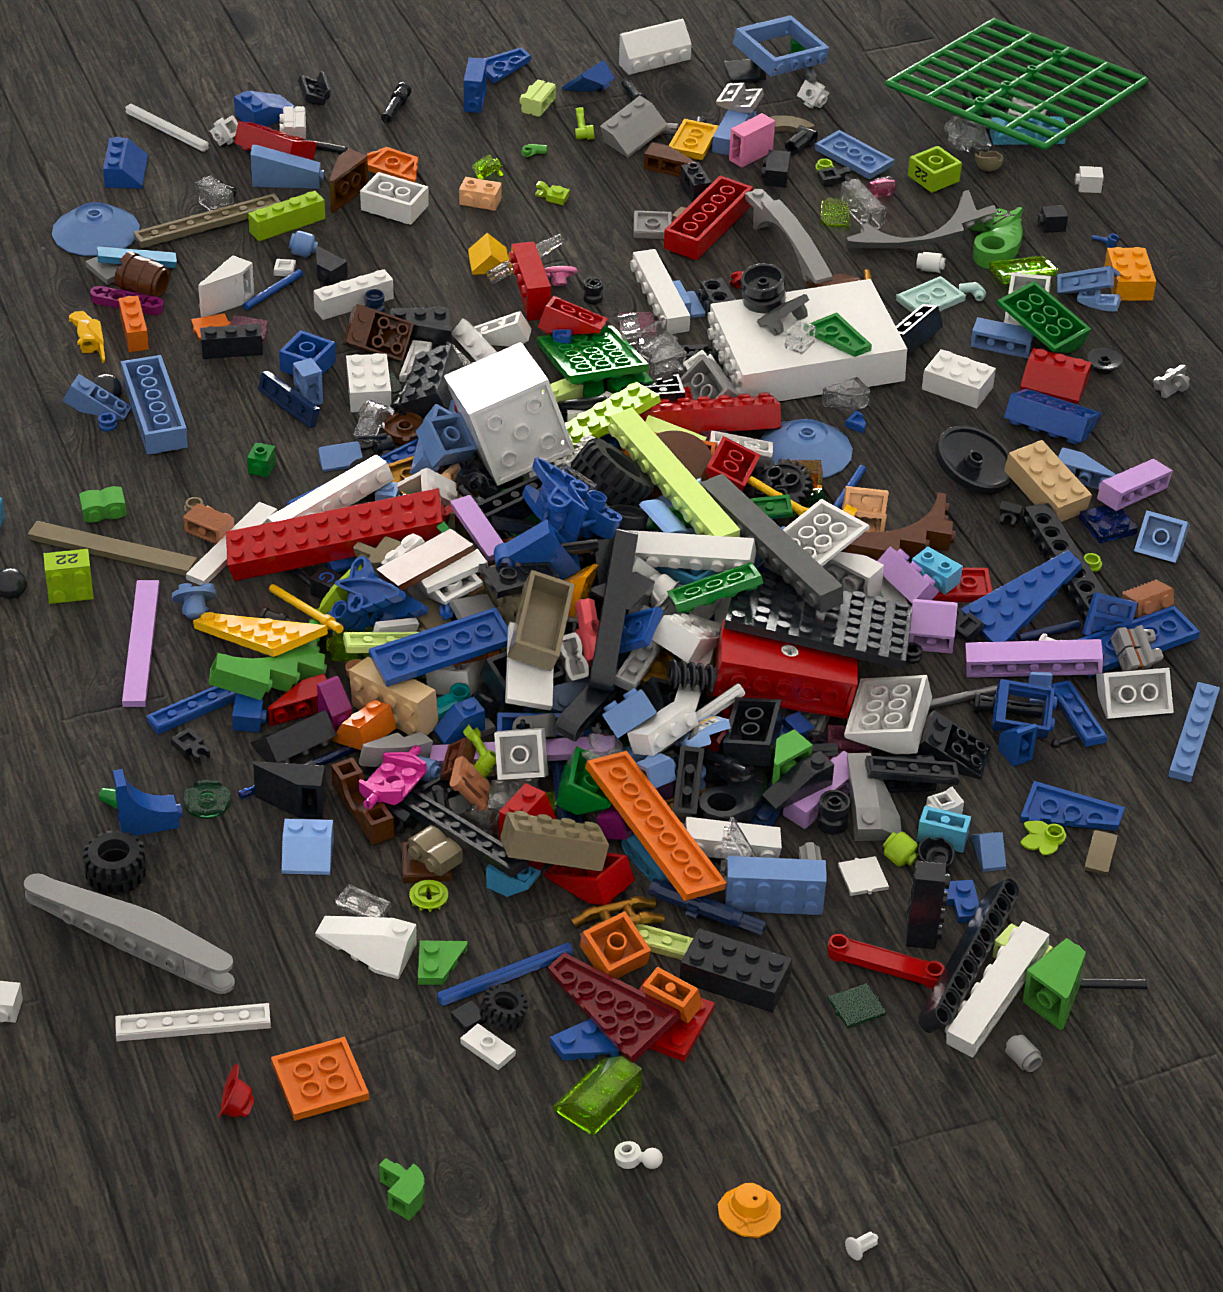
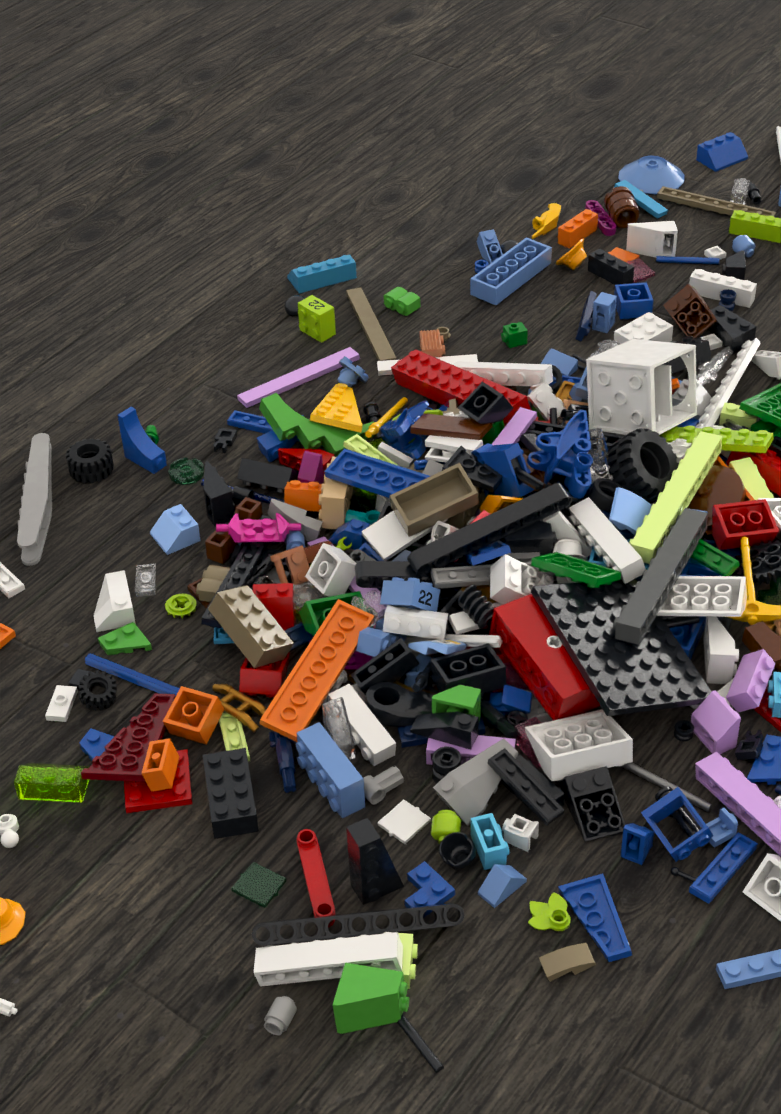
camera: 60 degrees right, 0 degrees up
(181, 350) = (573, 257): none -> light orange hat
(432, 517) = (486, 405): none -> black slope

